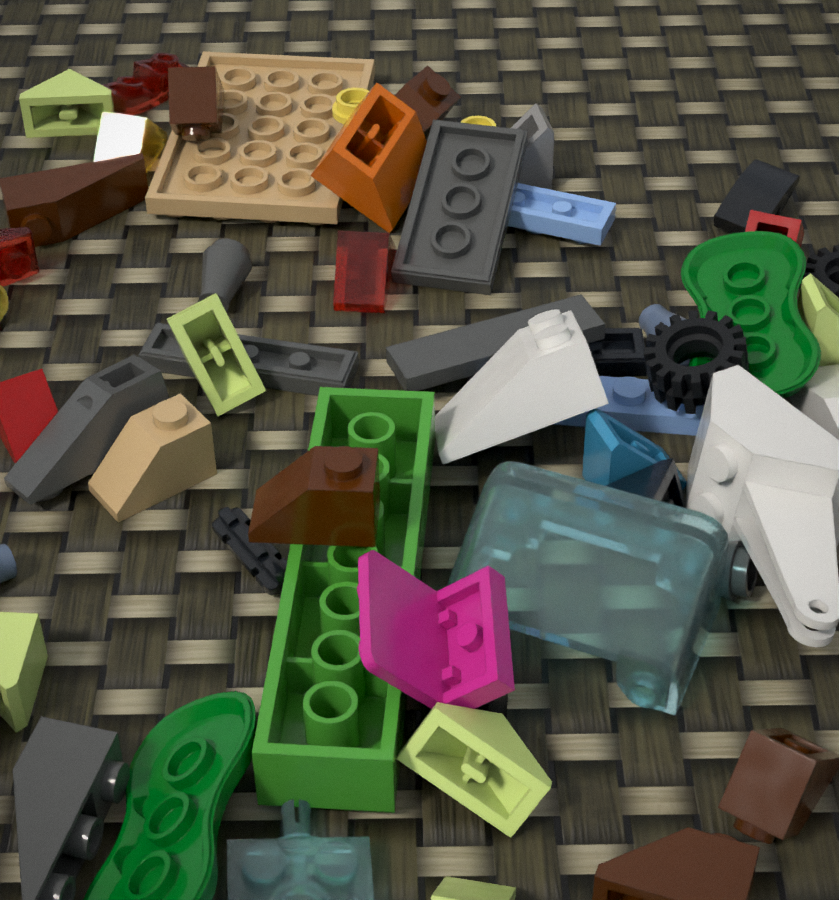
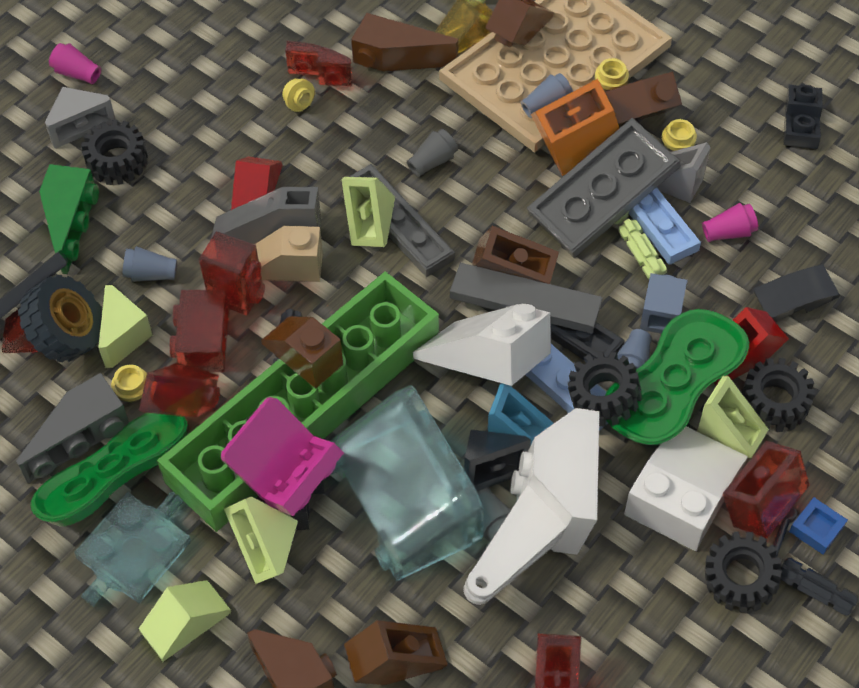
camera: 40 degrees right, 15 degrees up
(86, 708) = (129, 383): none -> light yellow plate
(113, 503) = (234, 267): none -> clear red brick
(126, 599) = (201, 329): none -> clear red brick
(187, 667) = (180, 391): none -> clear red slope
(306, 150) = (547, 92): none -> sand blue cone
(363, 271) = (511, 196): clear red slope -> none
(437, 304) = (515, 255): none -> reddish brown slope
(559, 245) = (642, 248): none -> yellowish green axle
(575, 67) = (803, 116): none -> black slope
(625, 174) = (733, 223): none -> dark pink cone
(644, 273) = (662, 302): none -> sand blue brick

